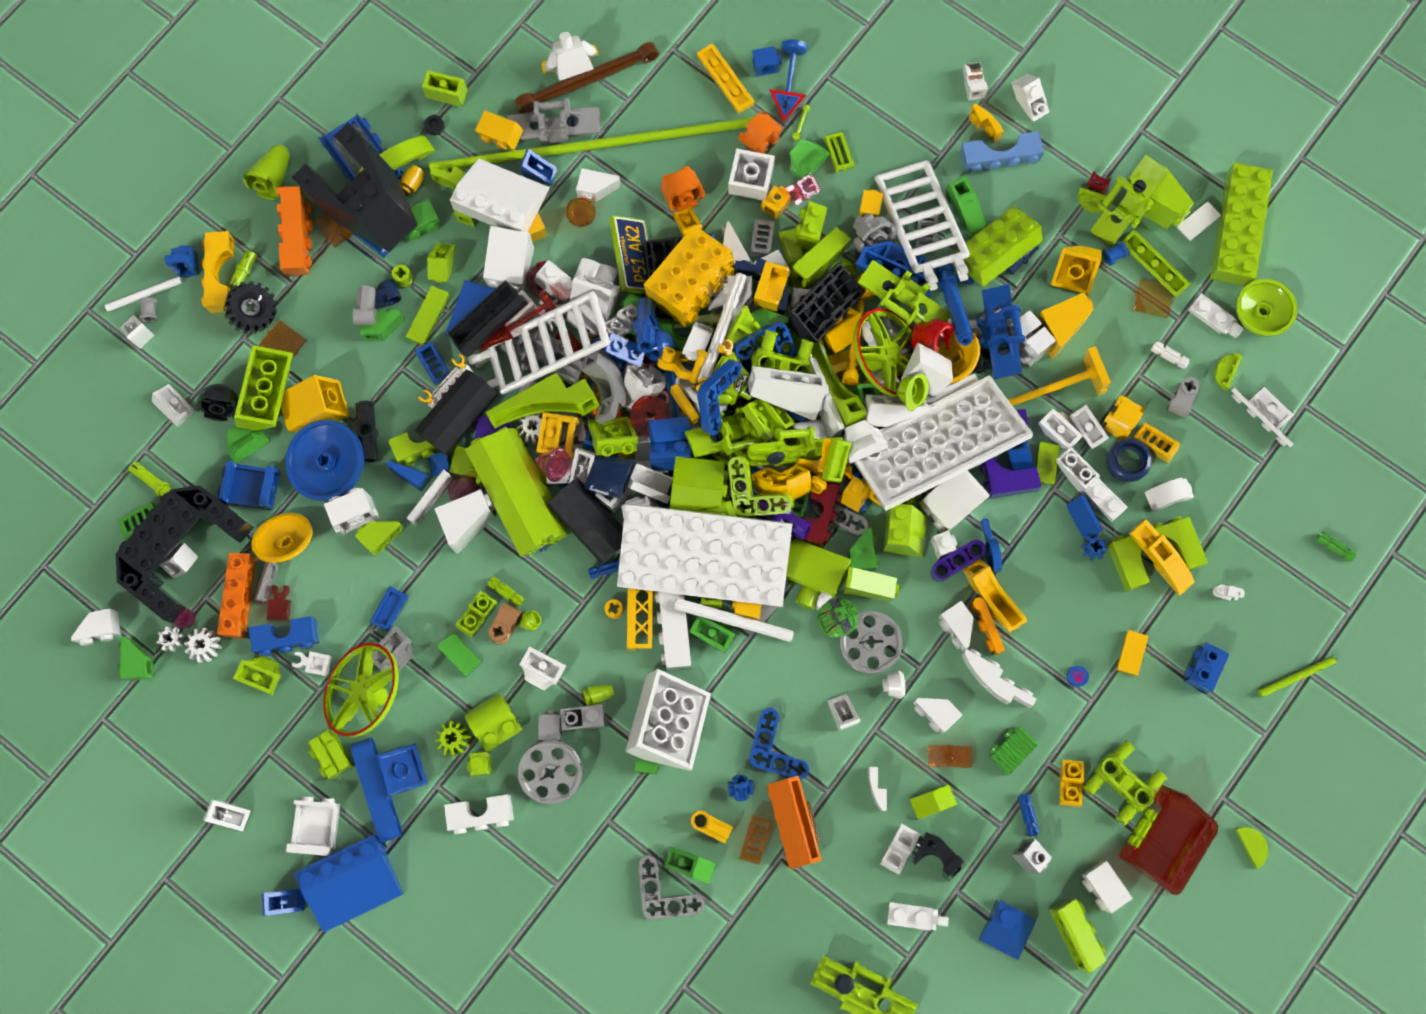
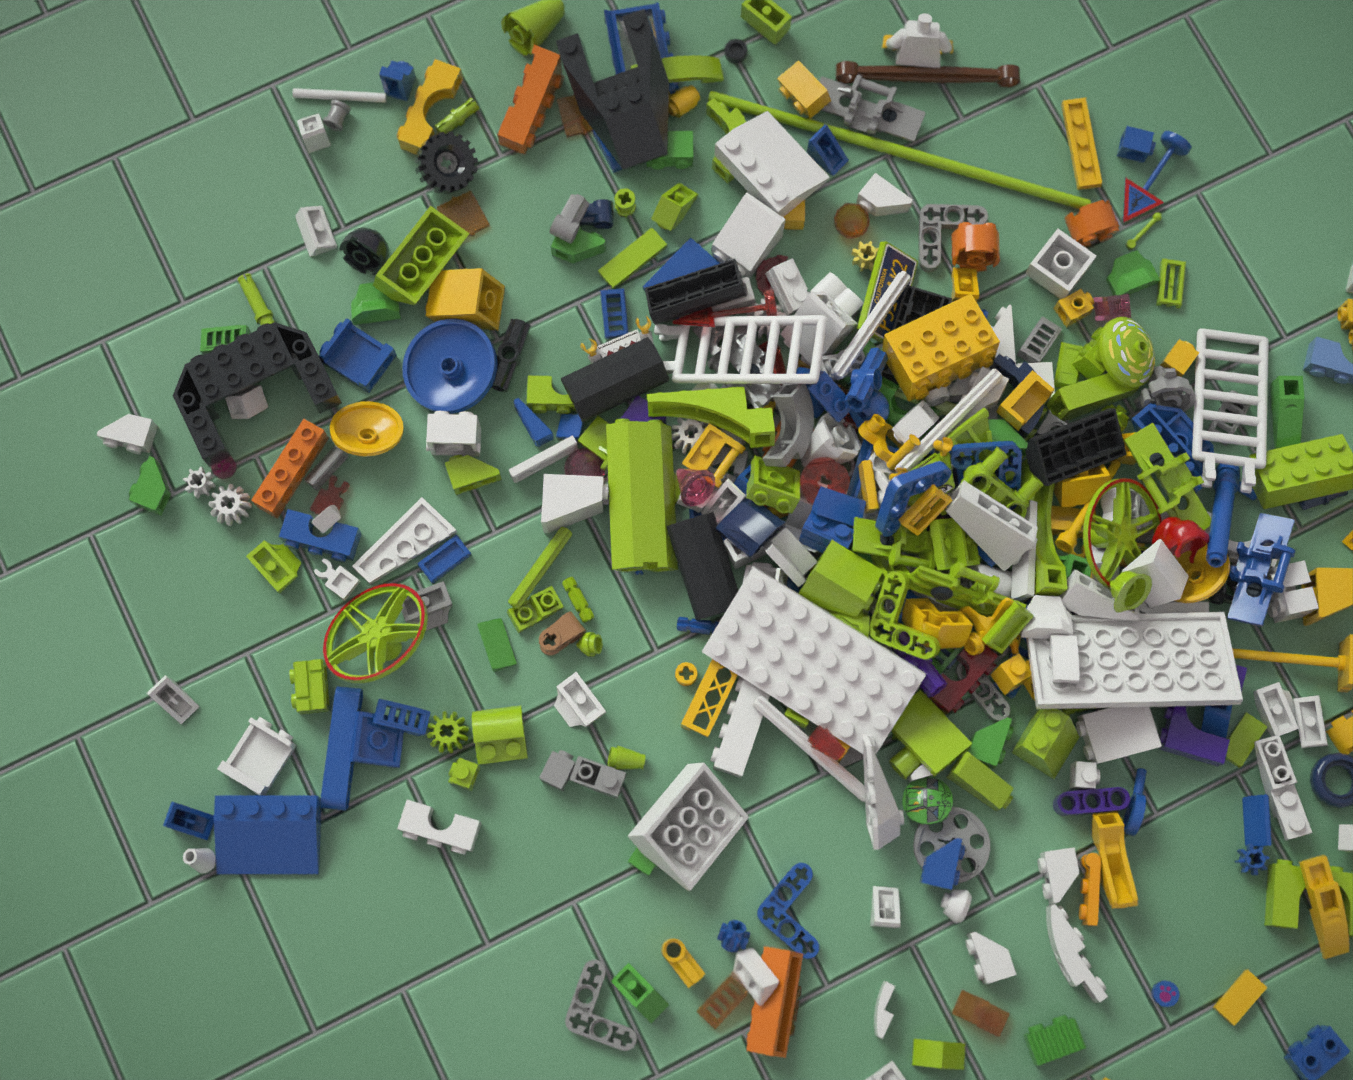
camera: 20 degrees right, 0 degrees up
(282, 620) = (327, 518): none -> white slope
(306, 927) = (200, 859): none -> white cone
(352, 608) = (408, 538): none -> white wing
(426, 734) = (421, 724): none -> blue slope
(465, 581) = (540, 567): none -> lime axle
(549, 781) = (530, 828): light grey wedge -> none
(602, 228) = (859, 254): none -> light yellow gear
(630, 283) = (870, 325): none -> white axle
(645, 188) = (934, 226): none -> light grey beam
(705, 313) = (937, 396): none -> white tile
(713, 633) = (782, 752): bright green slope -> none
(731, 401) = (922, 508): none -> yellow tile
(741, 610) = (826, 743): none -> clear red cone
(769, 809) = (755, 975): none -> white slope
(806, 640) = (882, 813): none -> white wedge
(830, 216) = (1127, 352): none -> lime dish
(870, 660) = (941, 865): none -> blue slope
(889, 463) = (1064, 658): none -> white slope

